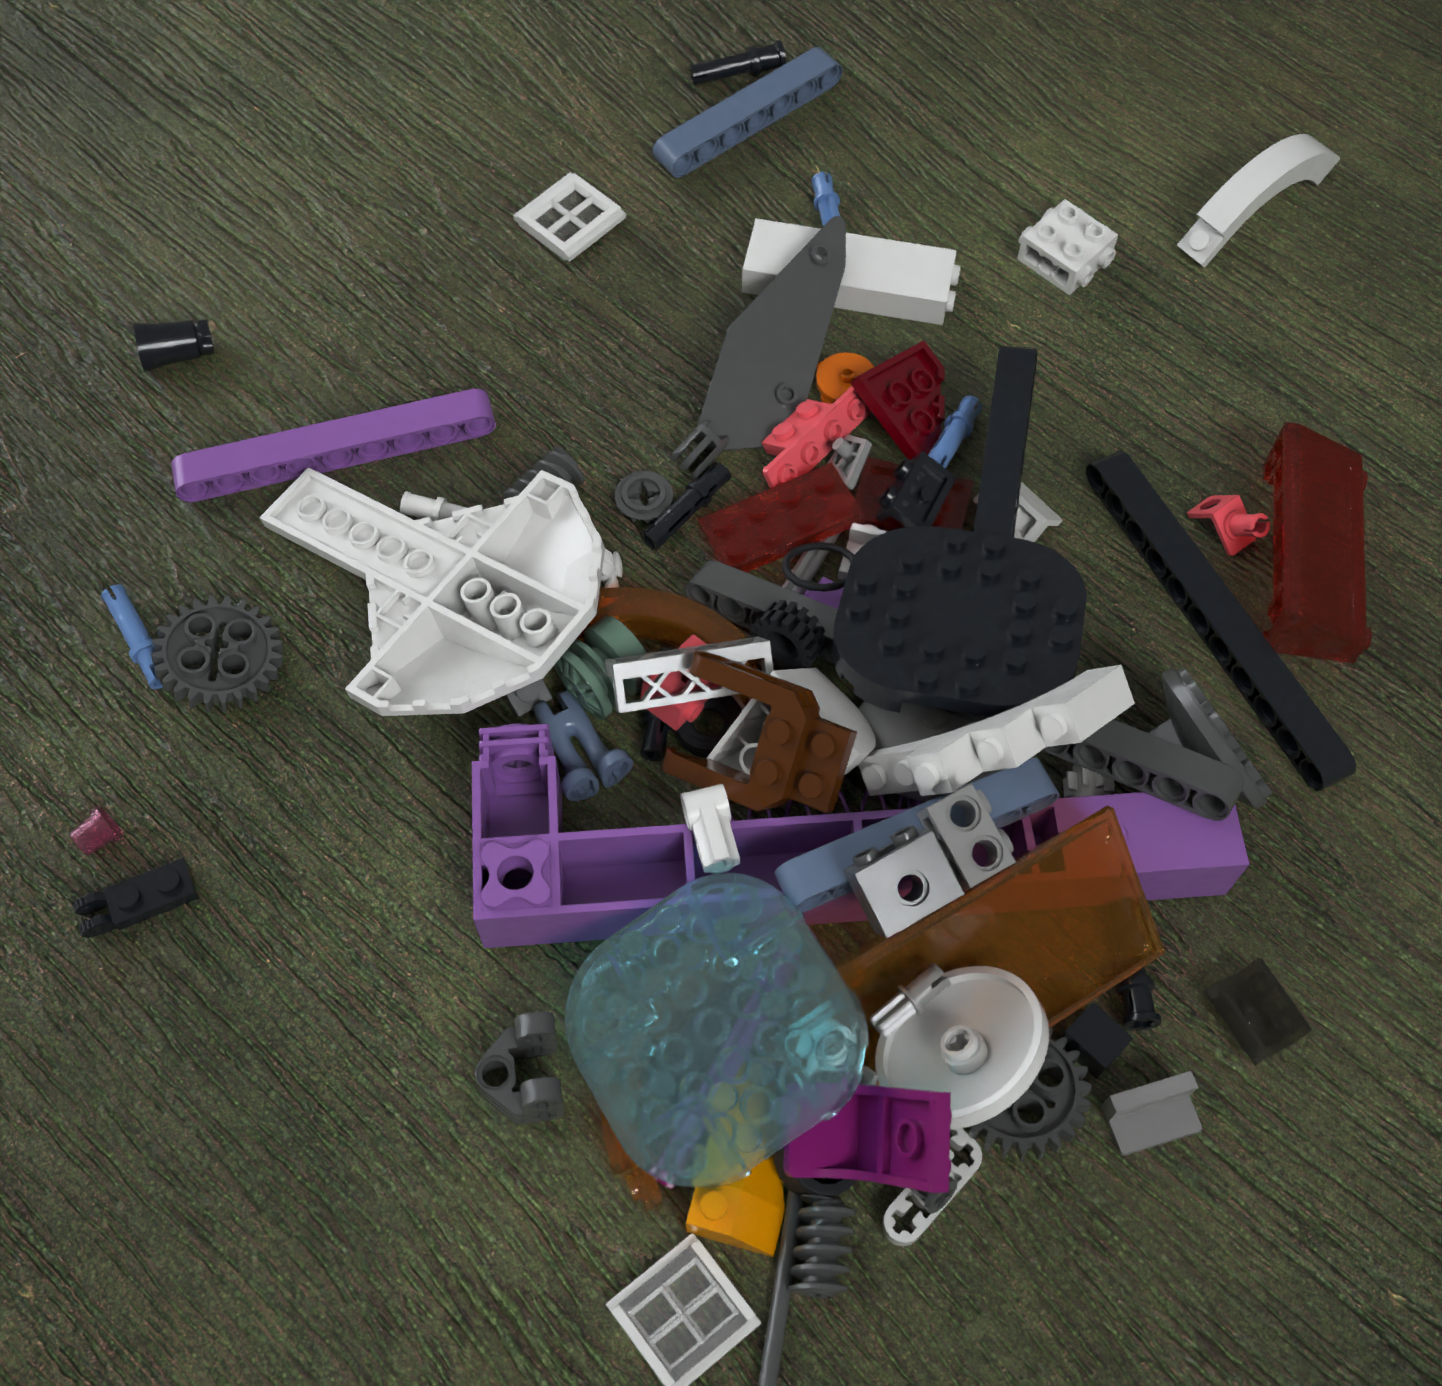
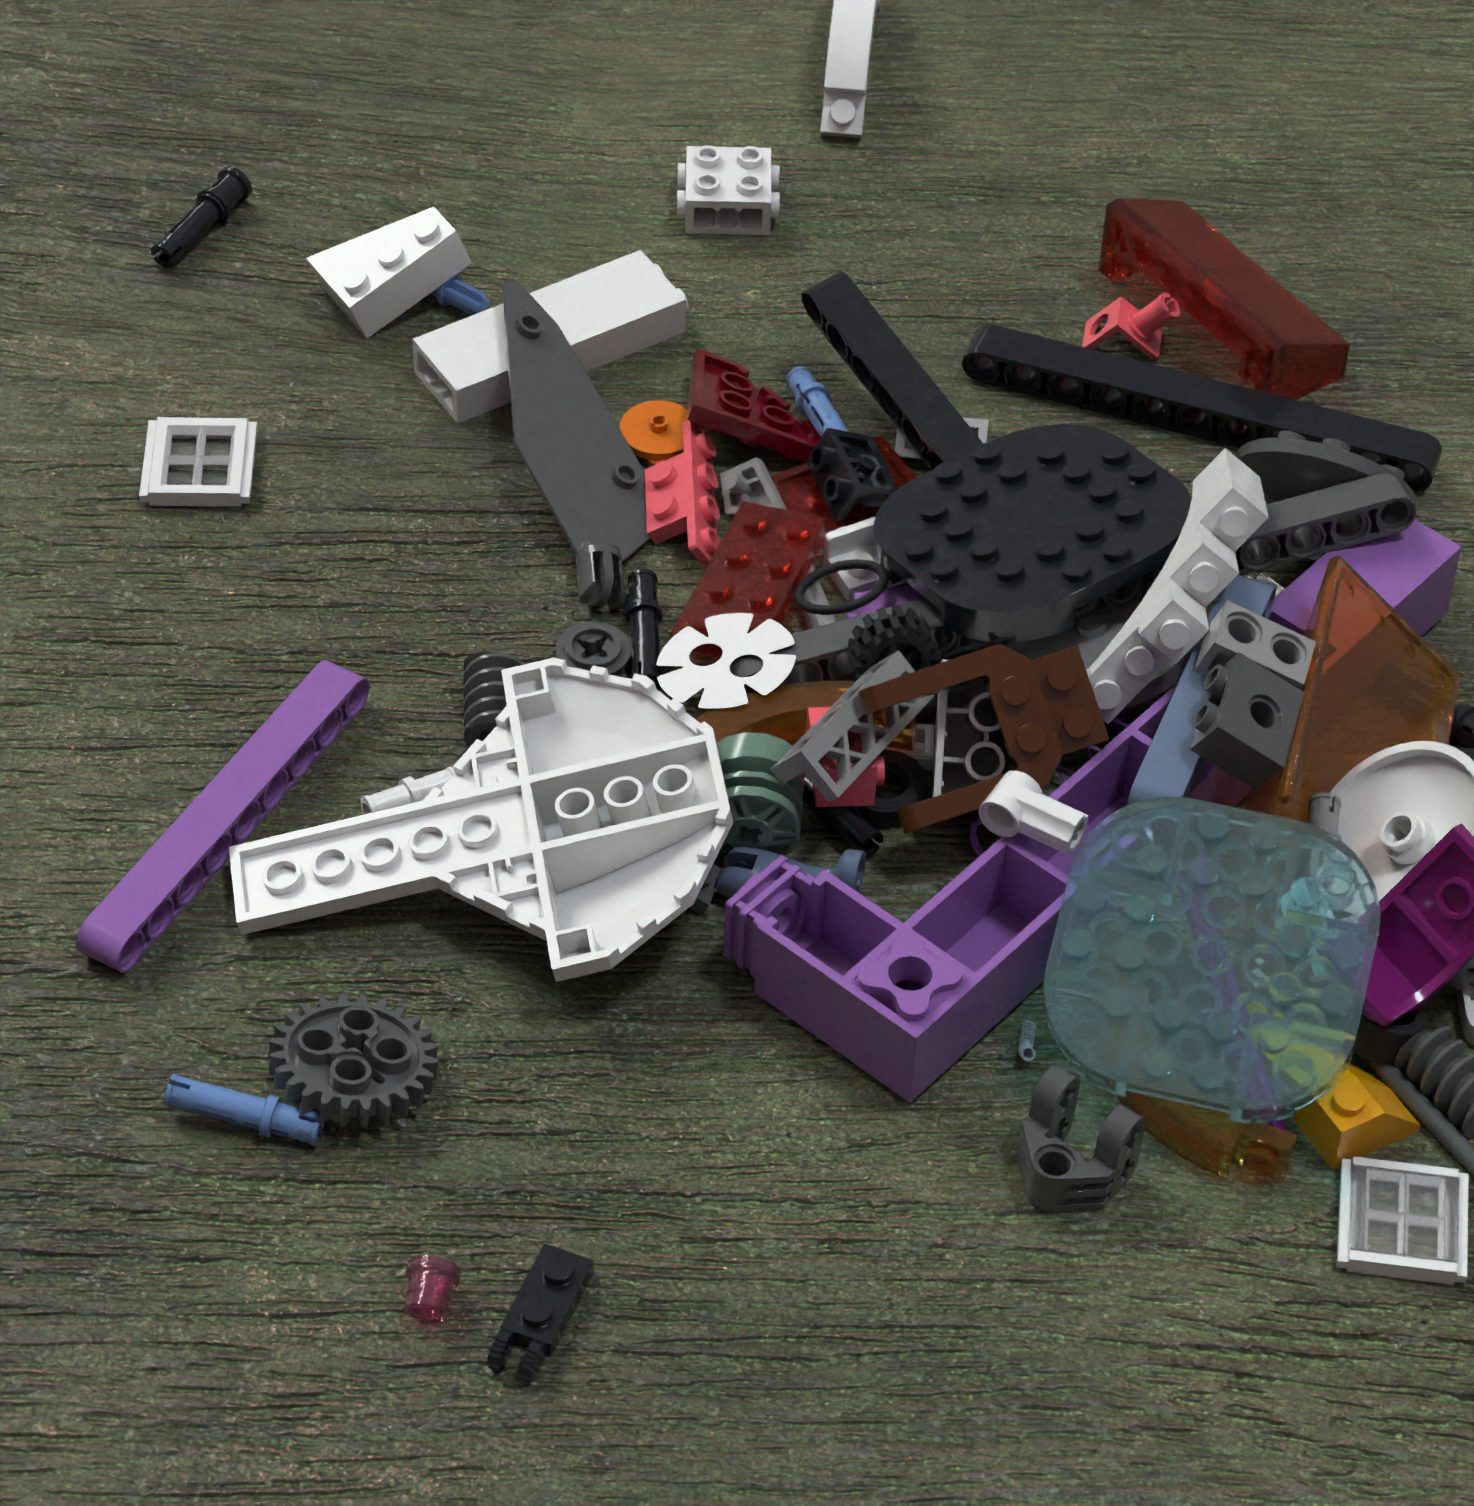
camera: 45 degrees left, 15 degrees down
(675, 568) = (719, 684): none -> white piece
(747, 112) = (267, 256): sand blue beam -> none
(793, 165) = (390, 268): none -> white wedge

